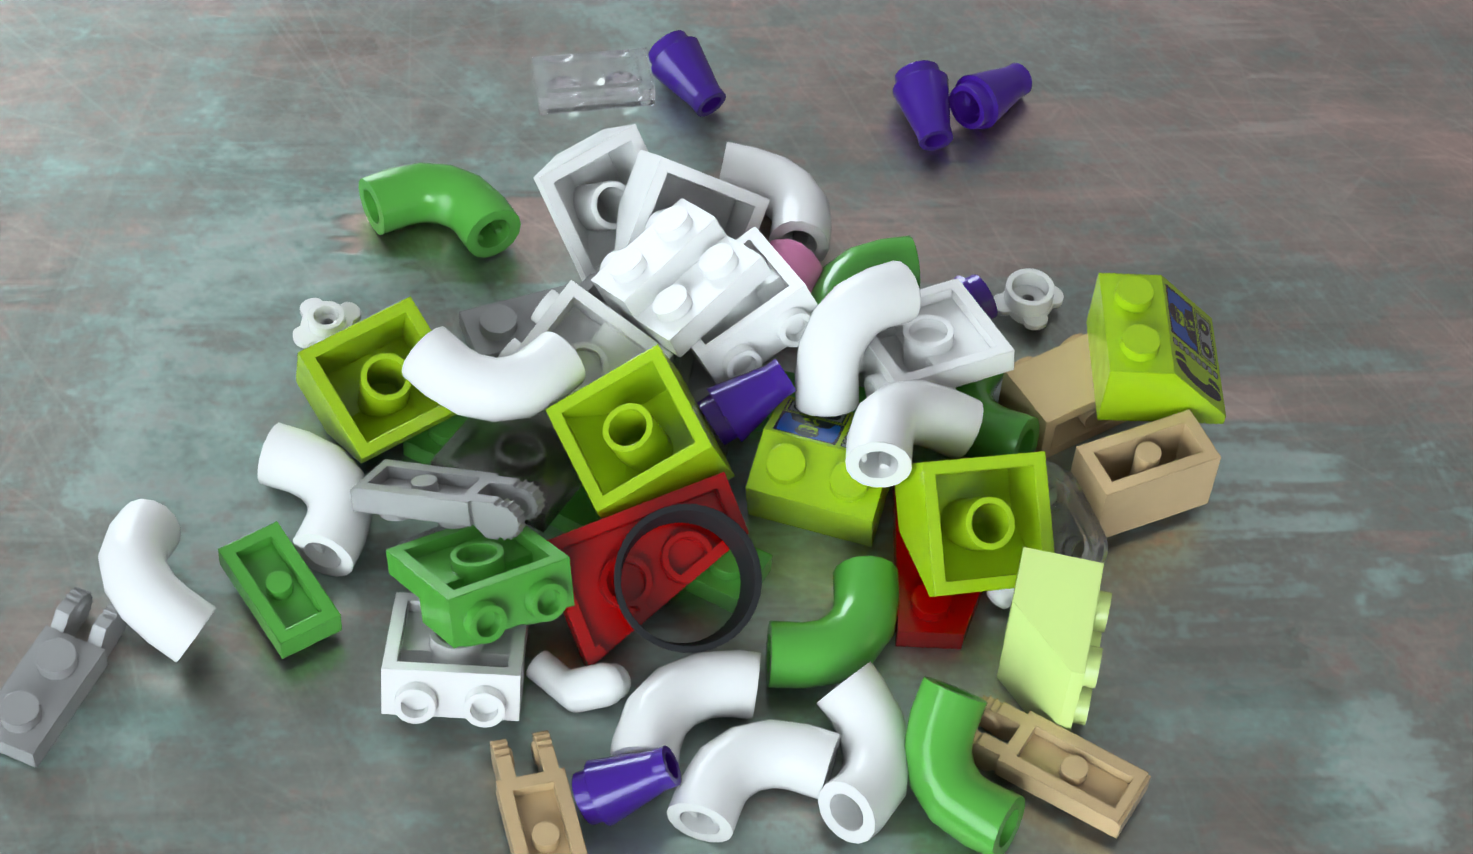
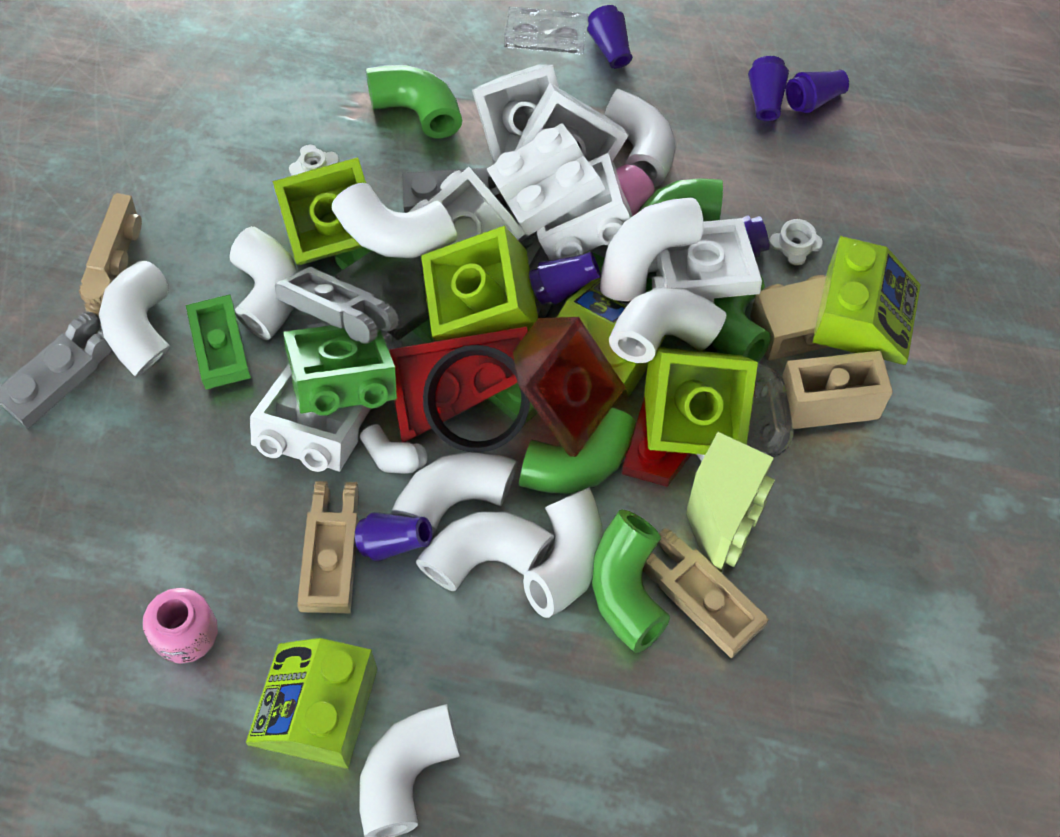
camera: 20 degrees right, 10 degrees up
(77, 508) = (110, 249): none -> tan hinge
(802, 523) = (566, 379): none -> clear red slope

